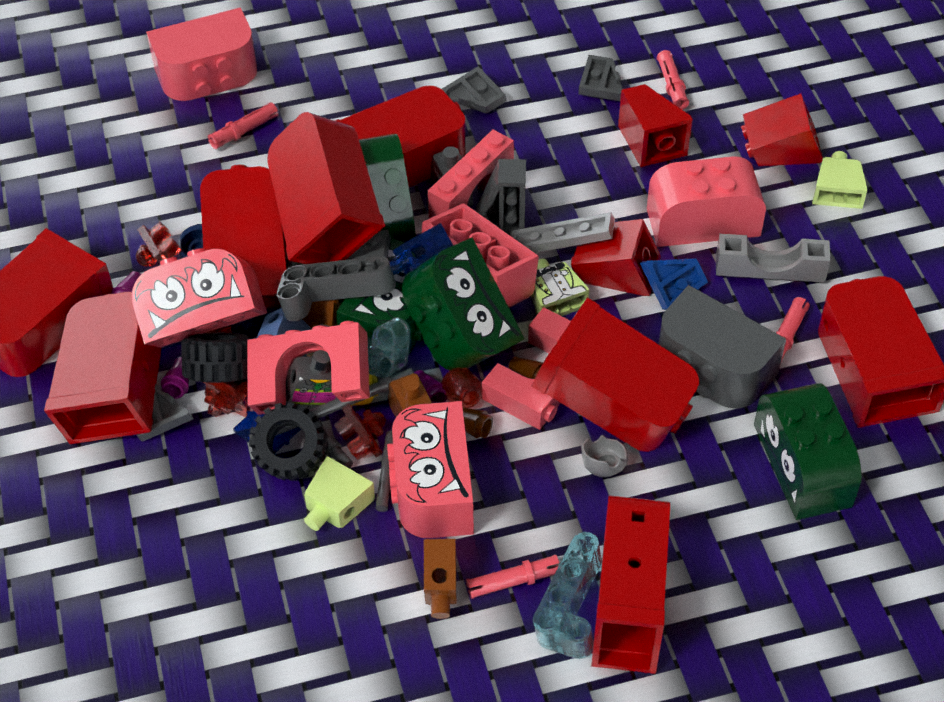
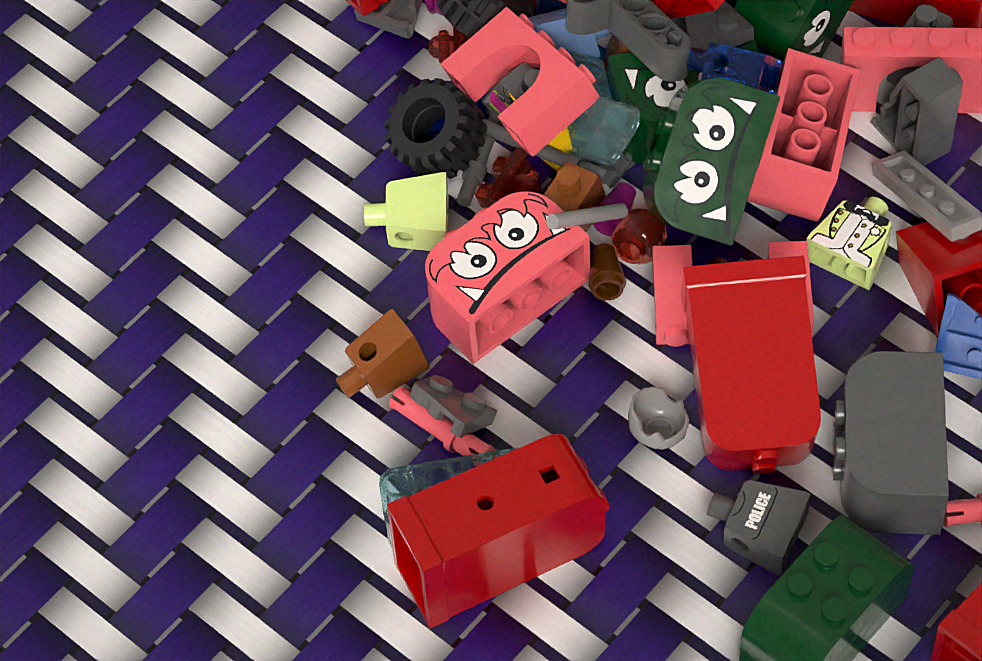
camera: 60 degrees right, 5 degrees up
(444, 394) = (586, 216): none -> light grey bar
(506, 559) = (464, 409): none -> dark grey wing
(716, 447) = (762, 522): none -> dark grey torso

